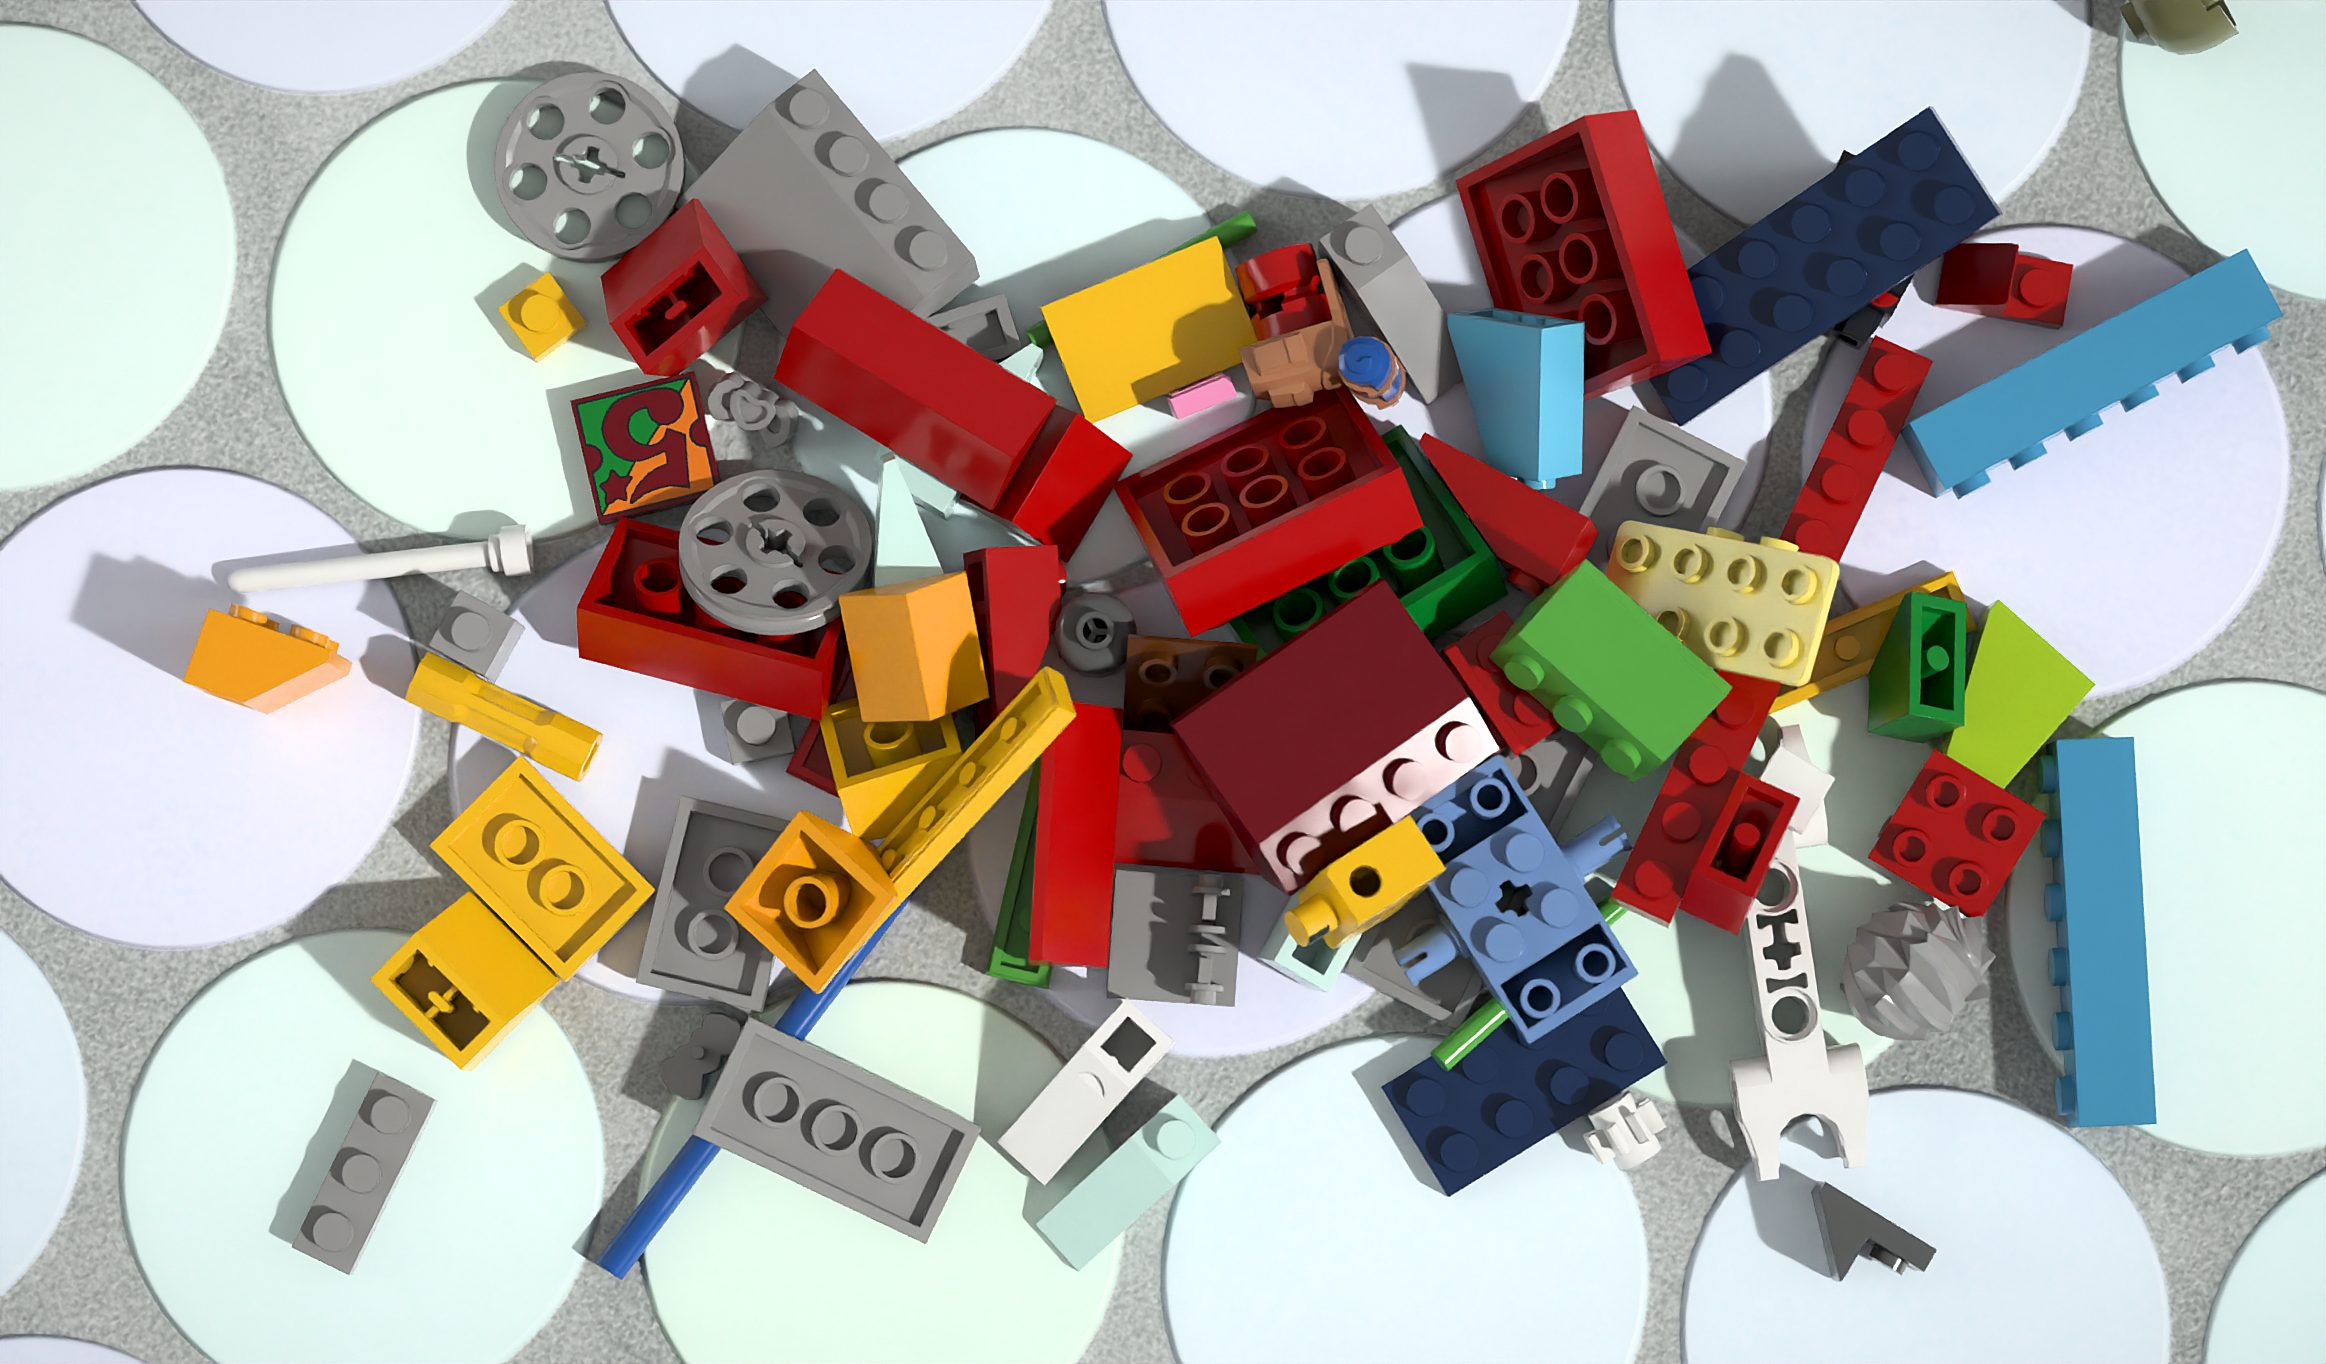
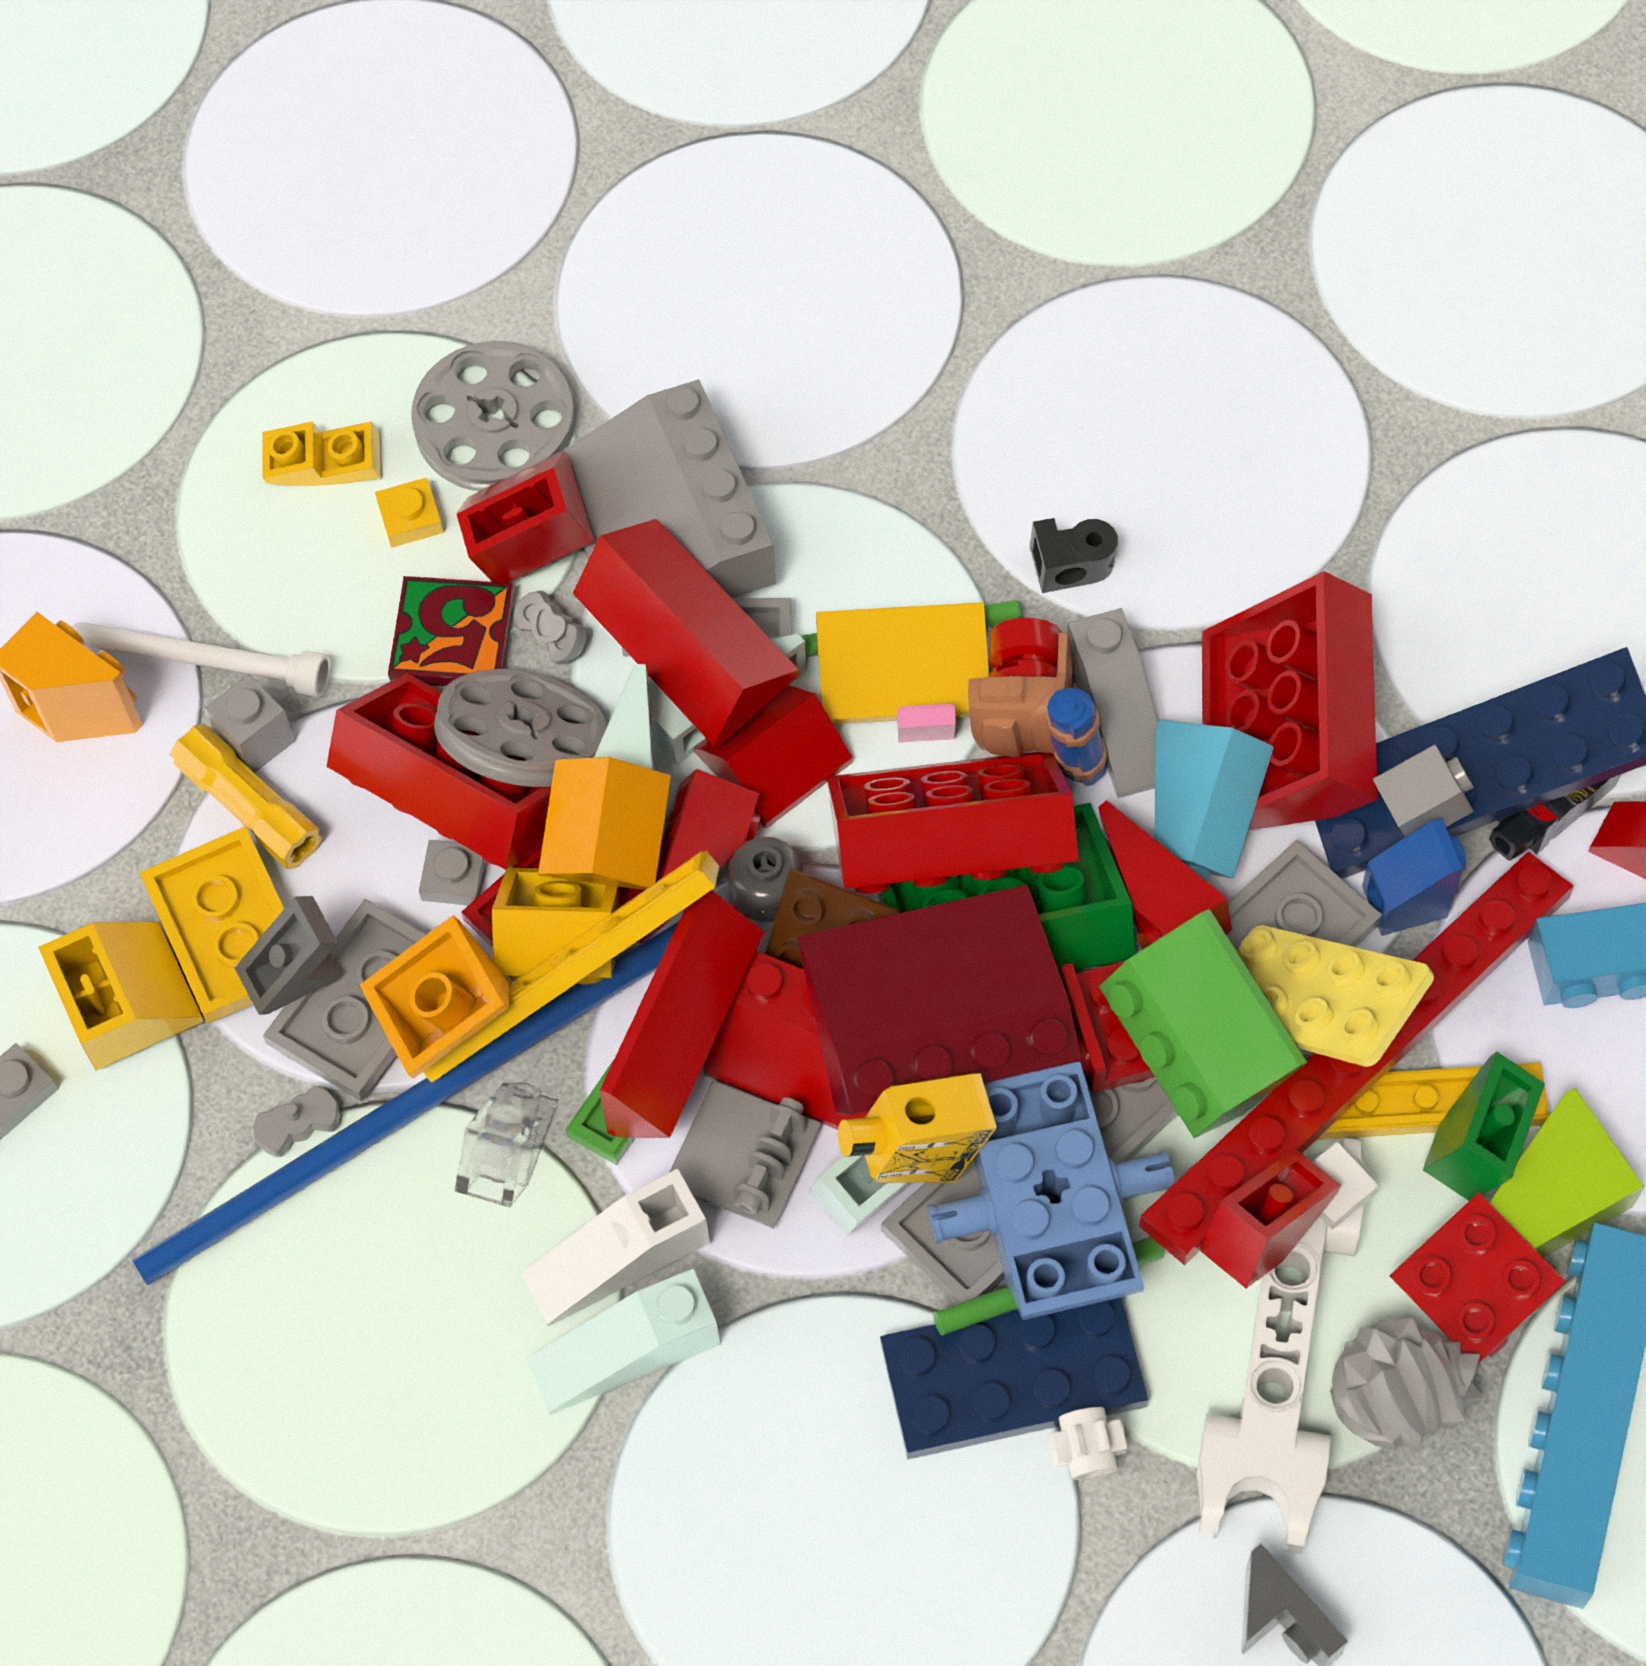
camera: 20 degrees right, 20 degrees down
(417, 279) = (313, 458): none -> yellow slope
(635, 900) = (289, 957): none -> dark grey slope
(836, 1130) = (384, 1211): light grey plate -> none
(931, 1012) = (504, 1143): none -> clear slope
(1290, 140) = (1072, 555): none -> pearl dark grey leg
(1761, 332) = (1425, 790): none -> light grey brick
(1771, 415) = (1415, 878): none -> blue slope

